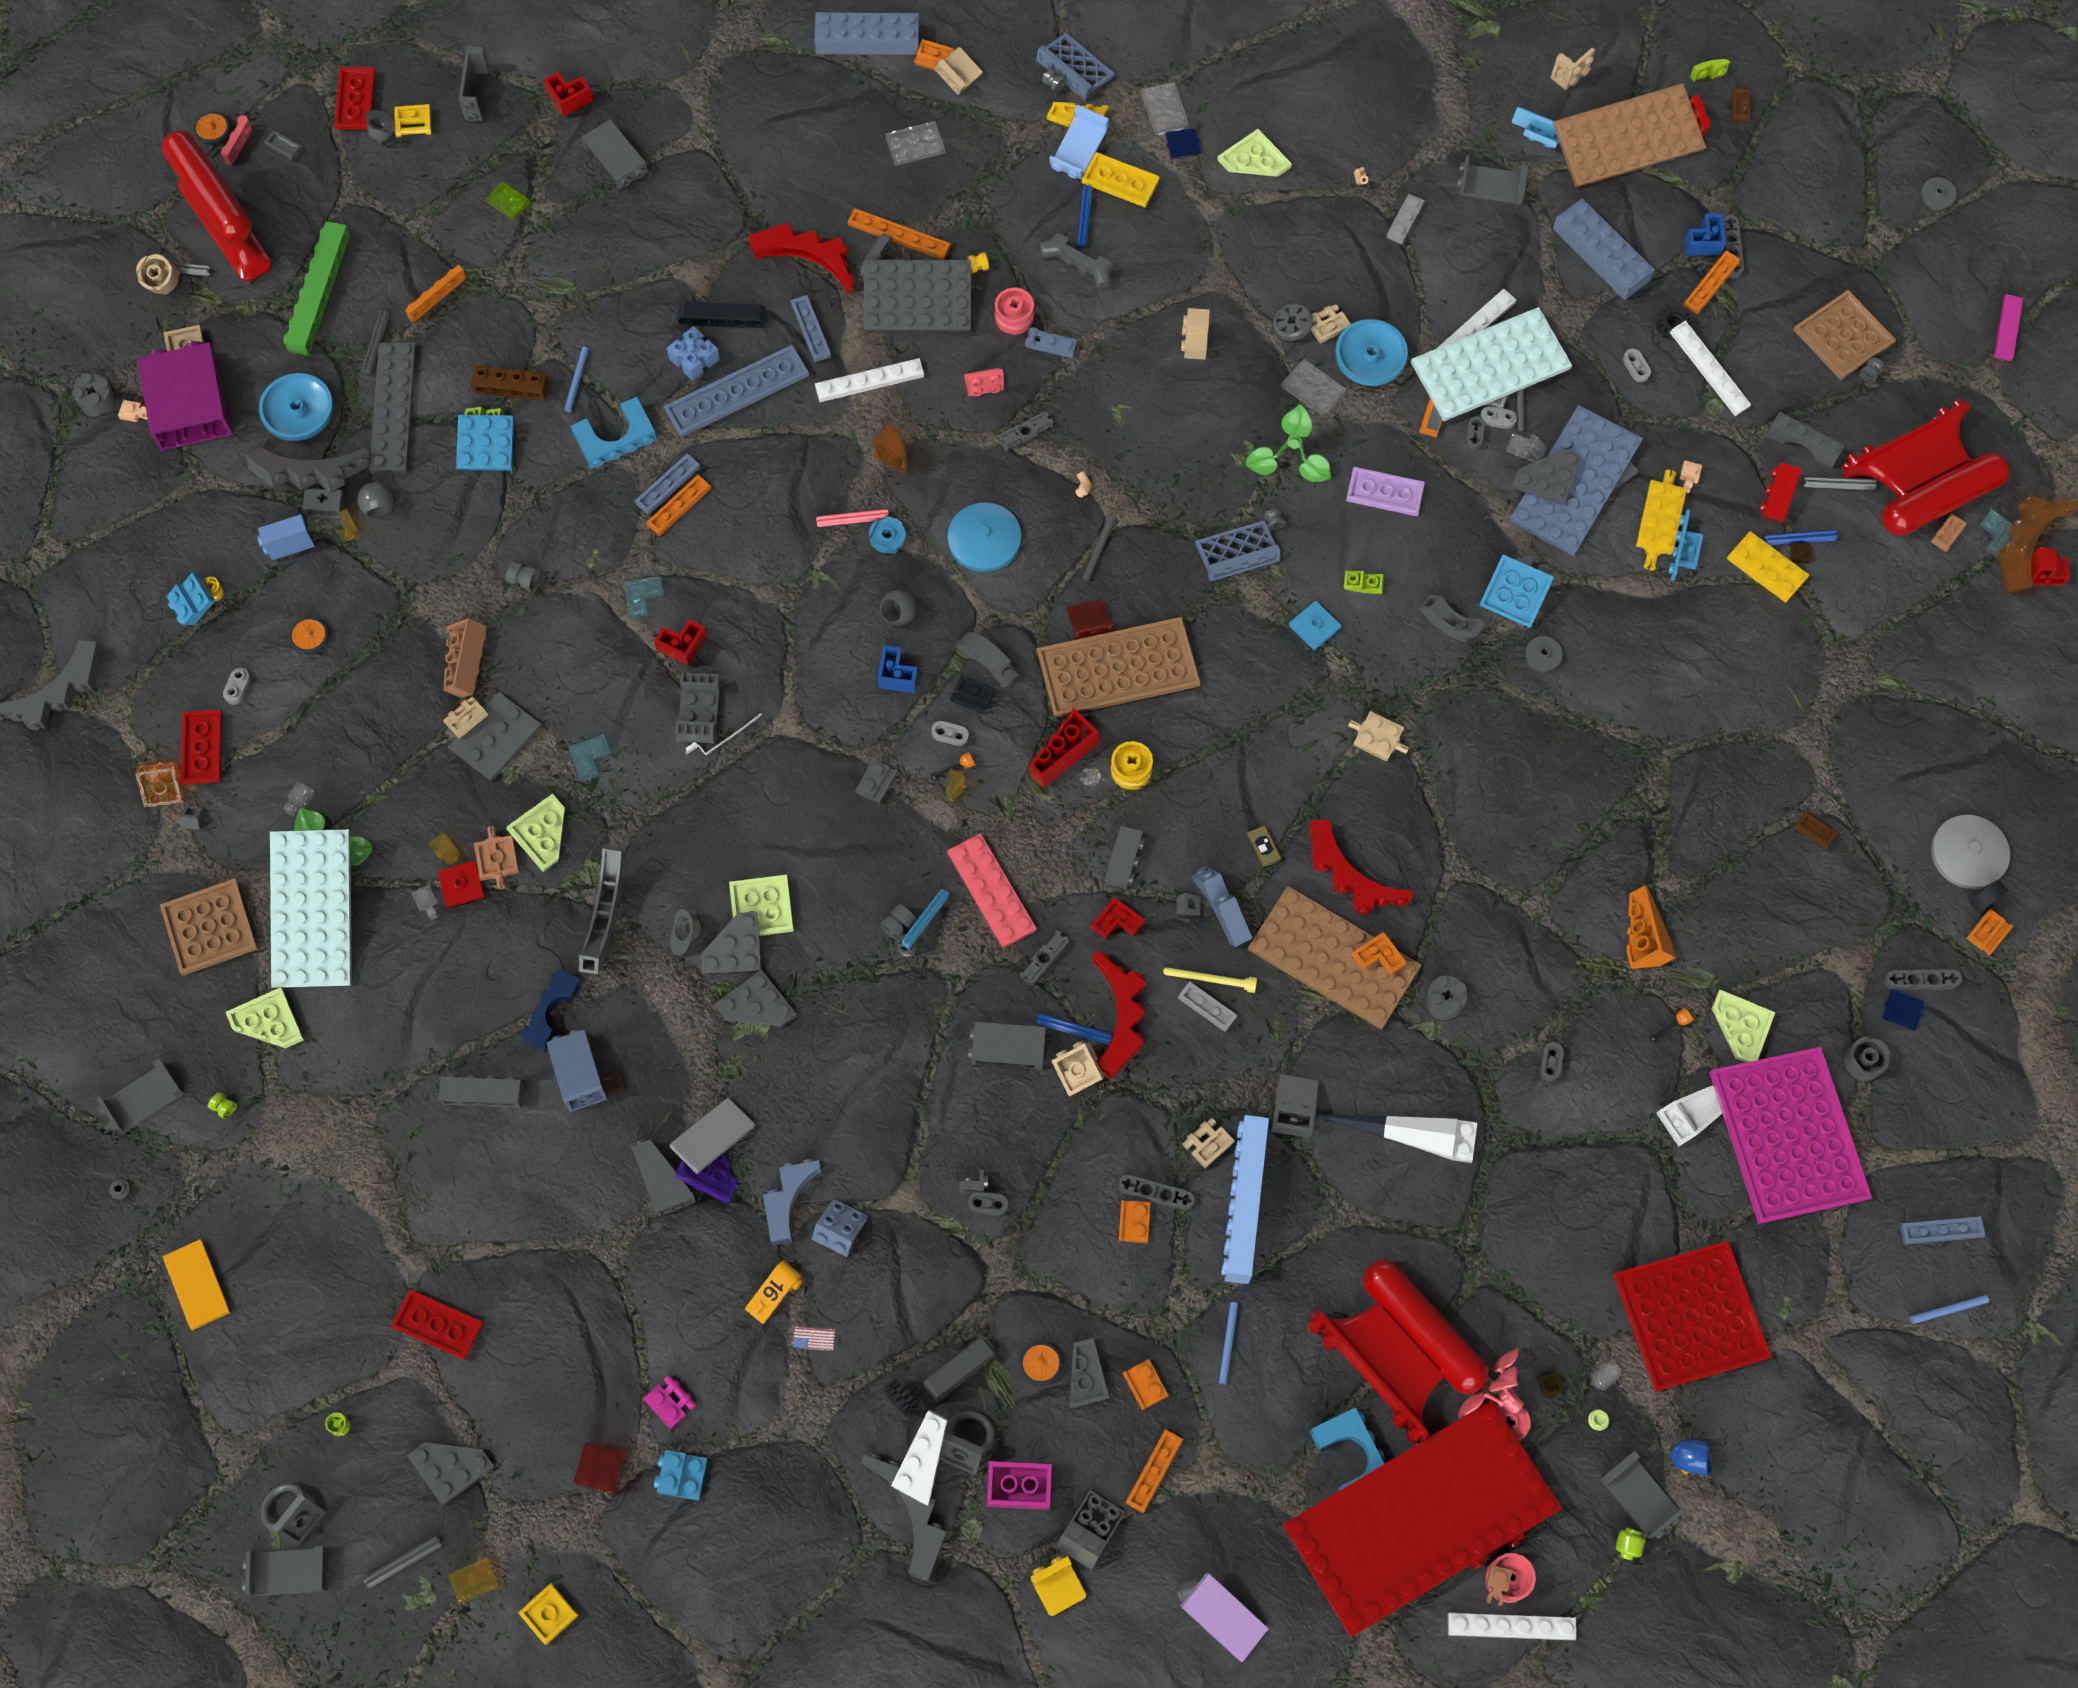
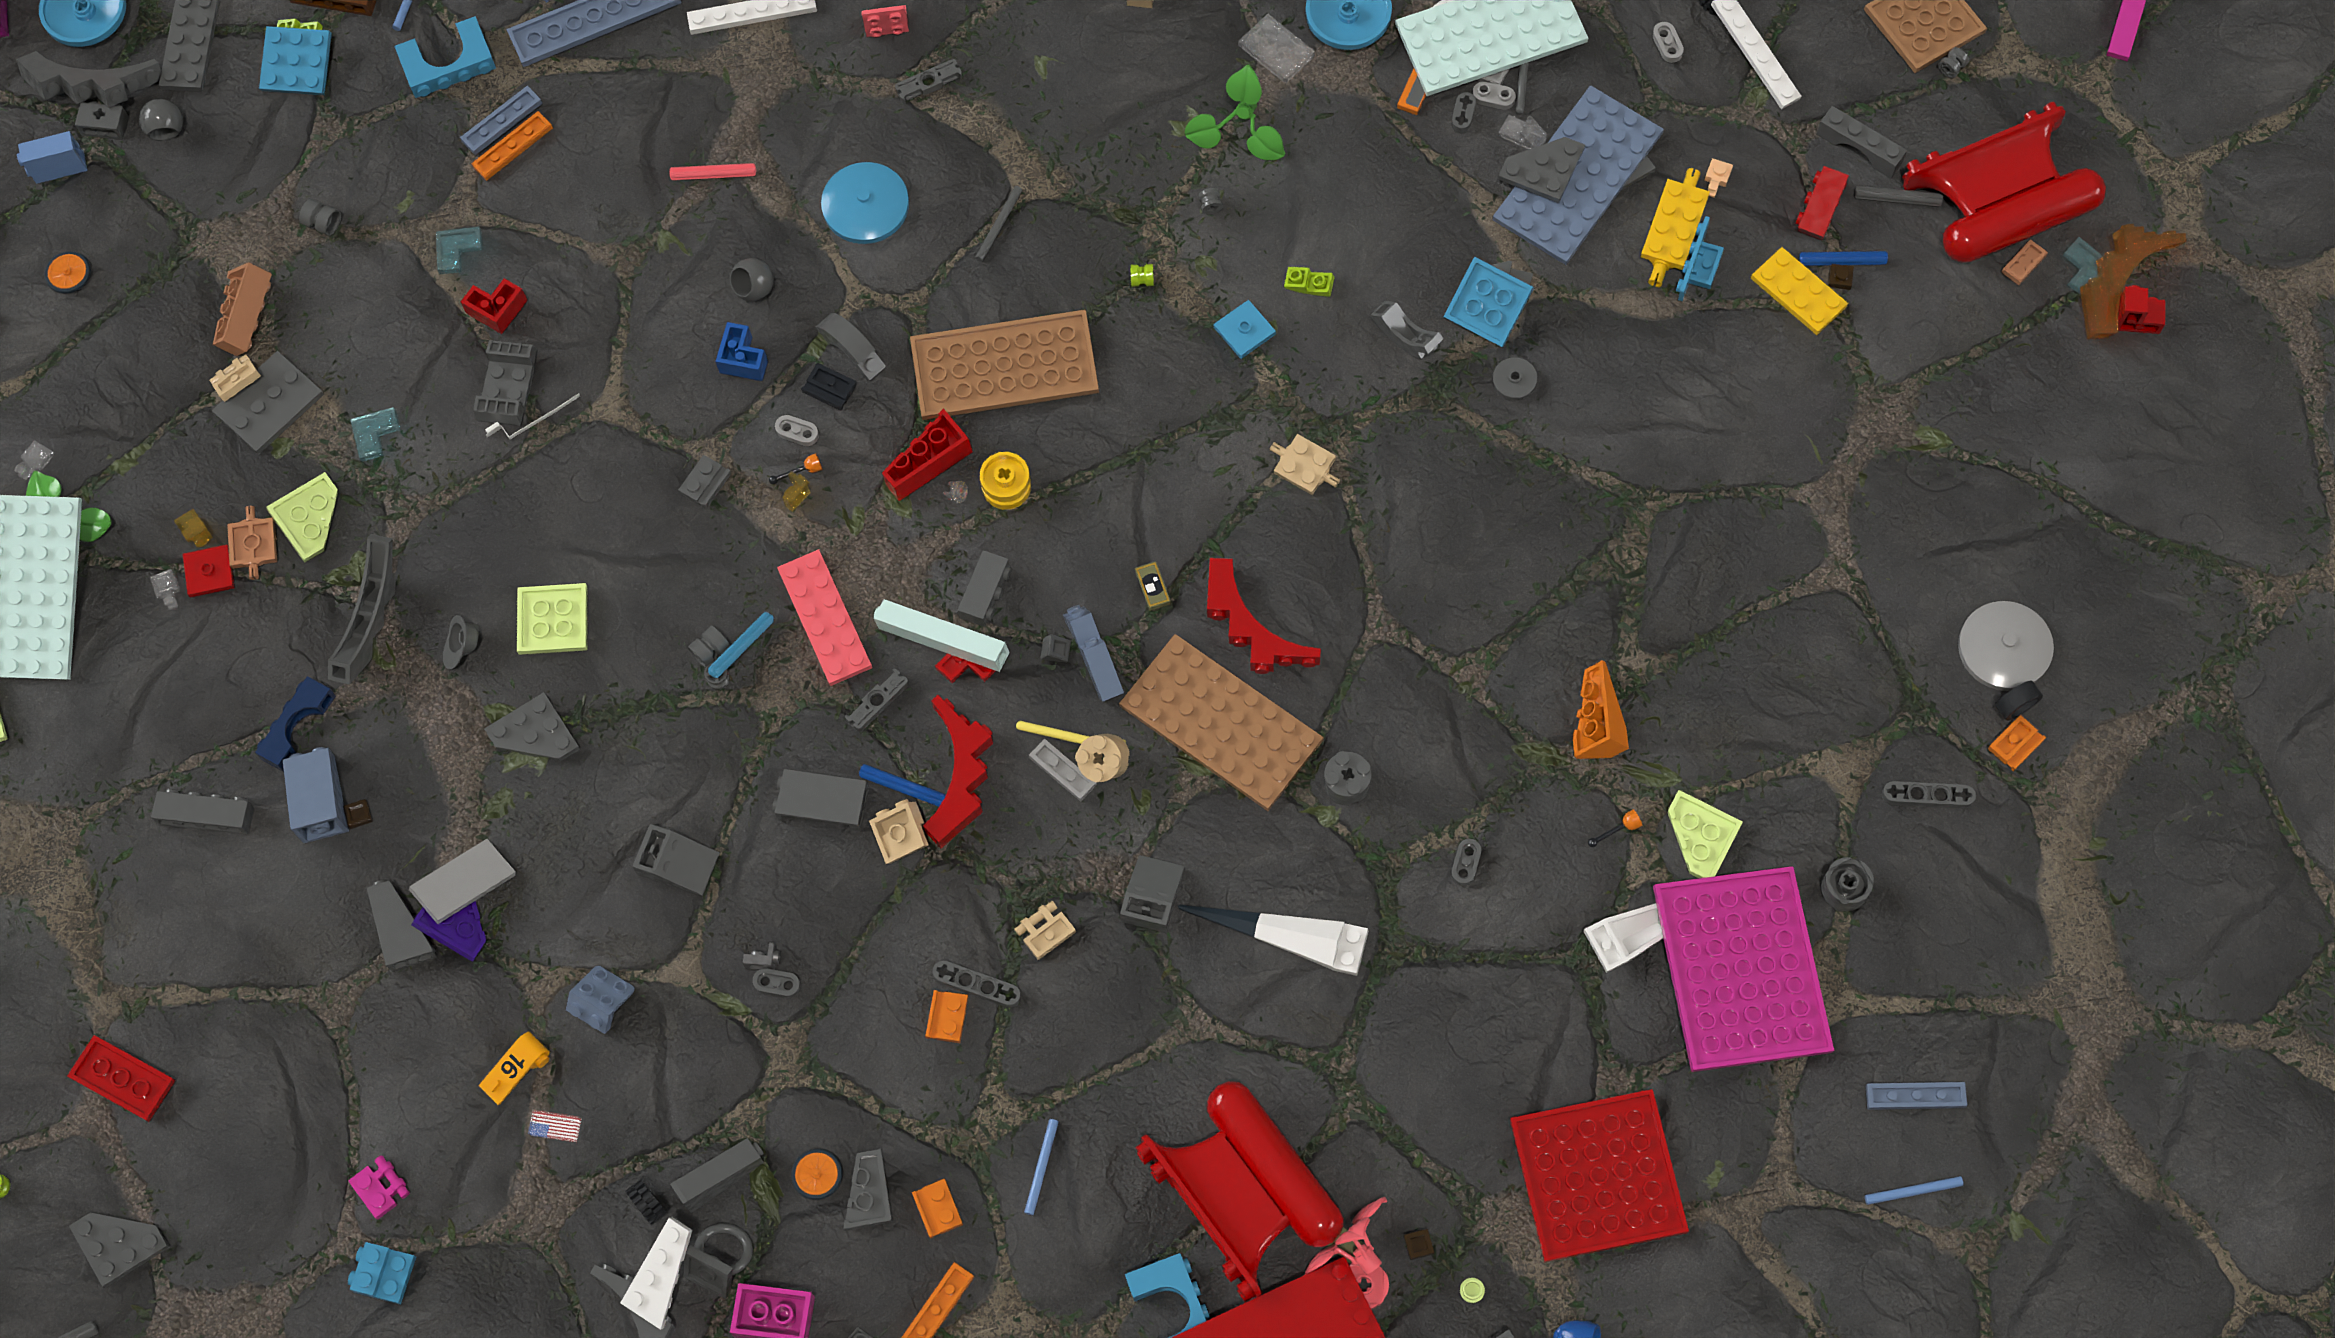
camera: 10 degrees right, 0 degrees up
(349, 531) = (128, 152): clear yellow bracket -> none
(600, 1469) = (288, 1258): clear red brick -> none
(735, 946) = (515, 664): dark grey plate -> none
(780, 1204) = (533, 966): sand blue arch -> none
(887, 545) = (754, 205): dark azure plate -> none
(890, 449) = (763, 92): clear orange slope -> none
(891, 1105) = (675, 860): none -> dark grey slope
(1085, 485) = (991, 148): light nougat arm -> none
(1089, 619) = (976, 306): clear red bracket -> none
(1093, 899) = (941, 635): none -> light aqua brick
(1225, 585) = (1142, 275): none -> lime wheel
(1243, 561) = (1166, 249): sand blue fence -> none
(1246, 1200) = (1079, 999): light blue brick -> none
(1252, 997) = (1090, 757): none -> tan brick
(1379, 949) = (1272, 715): orange plate -> none
(1385, 491) = (1347, 175): lavender tile -> none
(1605, 1375) = (1486, 1238): clear brick -> none
(1815, 830) = (1819, 608): reddish brown plate -> none
(1903, 1010) = (1900, 829): clear blue piece -> none

